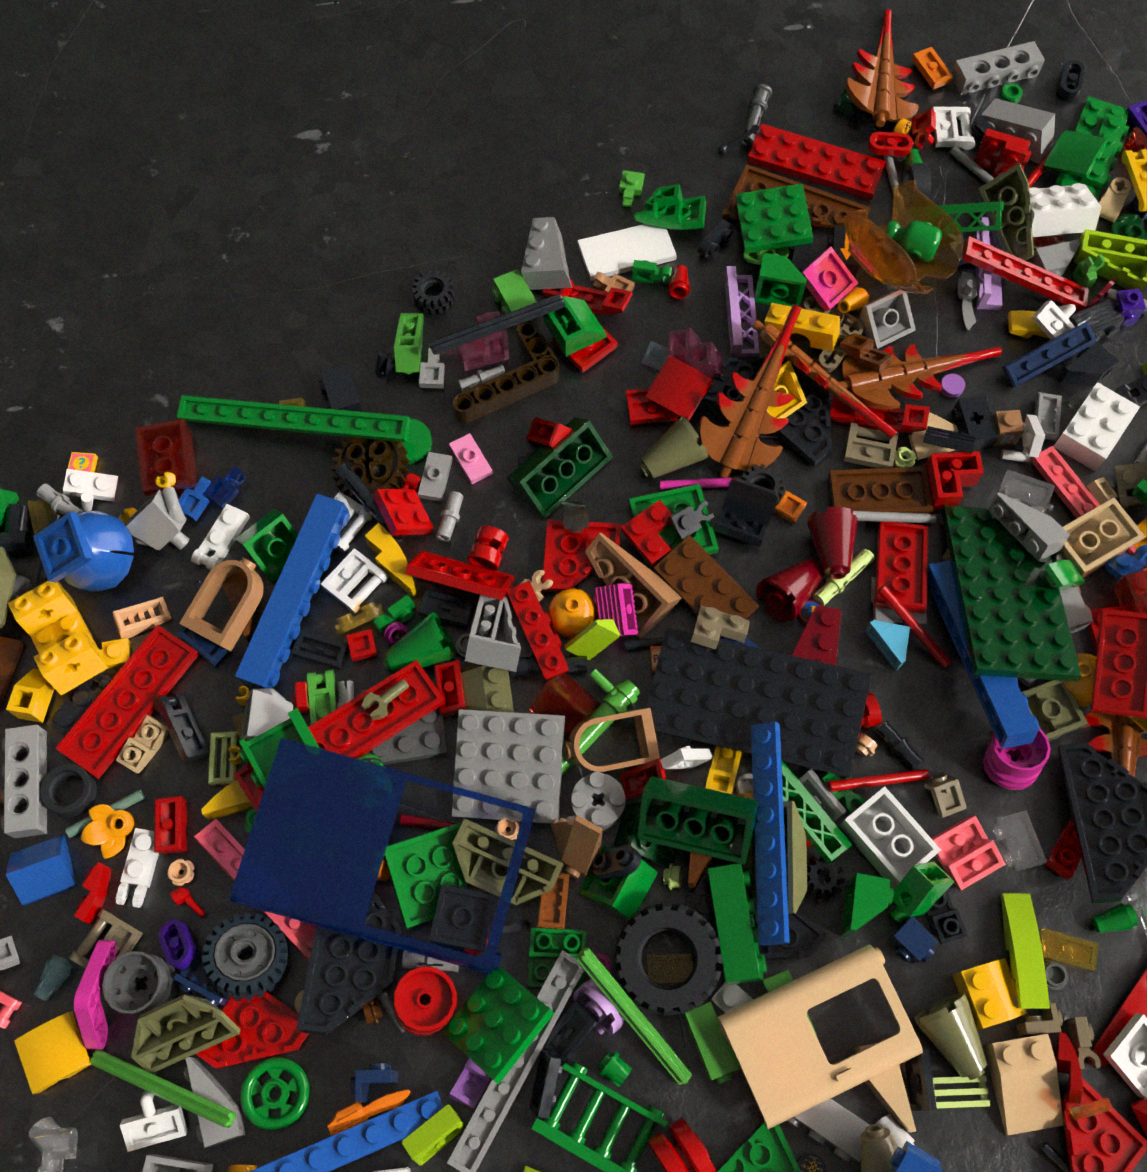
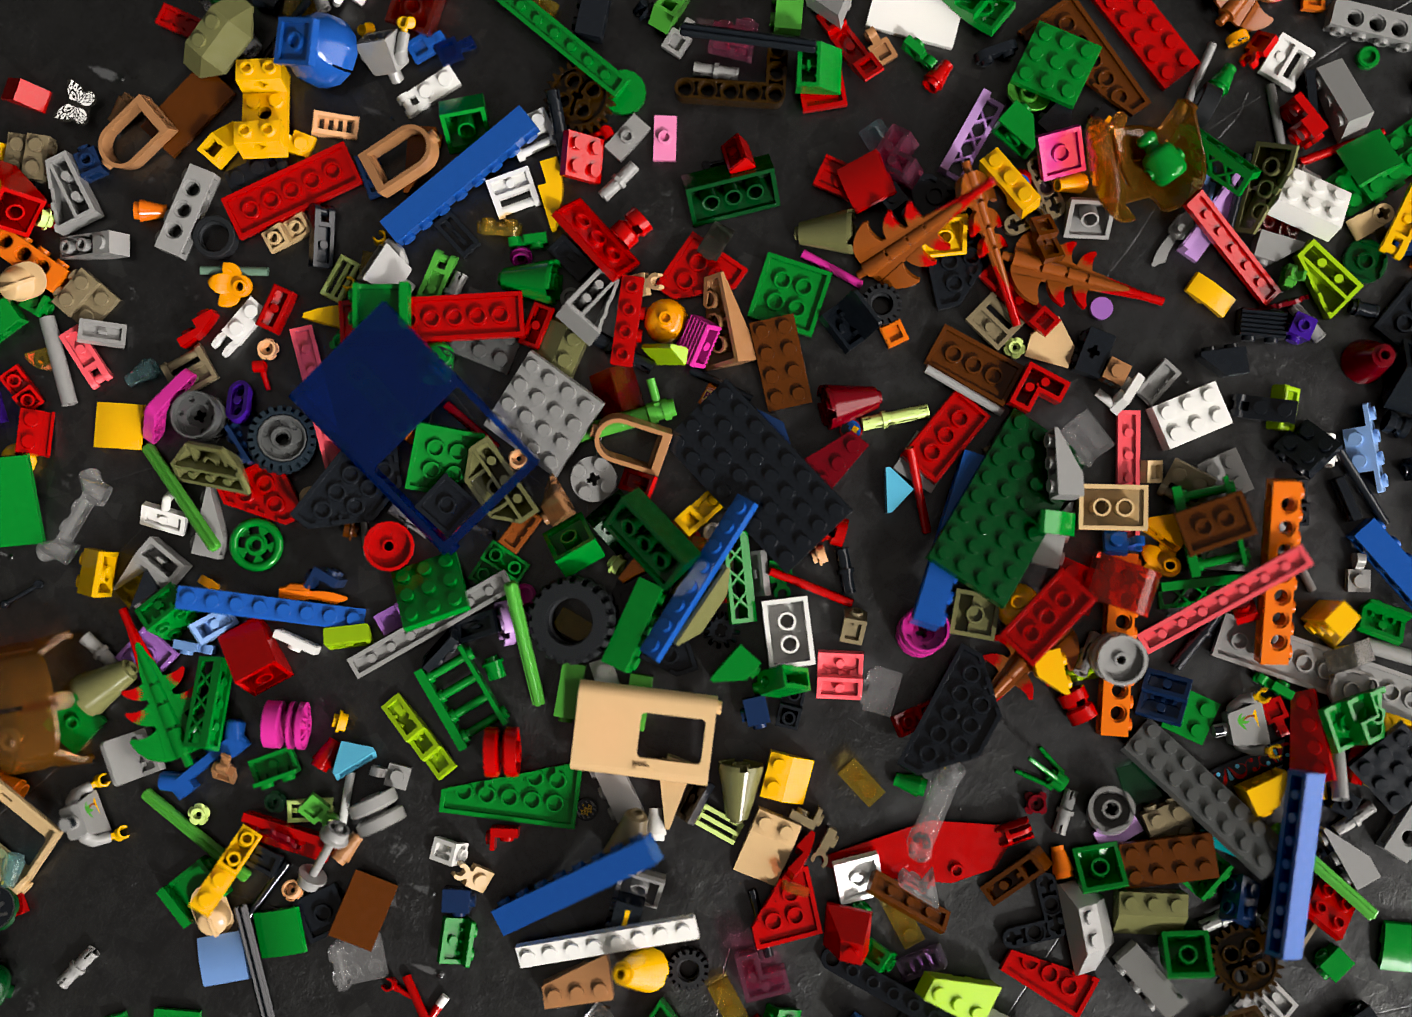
camera: 30 degrees right, 20 degrees up
(41, 870) = (169, 287): blue slope -> none
(300, 698) = (420, 266): red plate -> none
(362, 645) = (490, 250): red plate -> none
(383, 700) = (479, 309): olive bar -> none
(616, 862) = (578, 532): black plate -> none
(644, 530) = (760, 287): red plate -> none
(686, 758) = (677, 486): white plate -> none
(688, 520) = (798, 300): black plate -> none
(713, 623) = (766, 397): dark tan plate -> none
(834, 539) = (903, 386): dark red cone -> none
(890, 144) = (1213, 47): red plate -> none
(949, 439) = (1056, 357): black tile -> none
(1025, 951) = (830, 764): lime slope -> none
(1049, 354) = (1199, 331): dark blue tile -> none
(1054, 319) = (1224, 308): white plate -> none
(1056, 975) = (839, 792): dark grey plate -> none

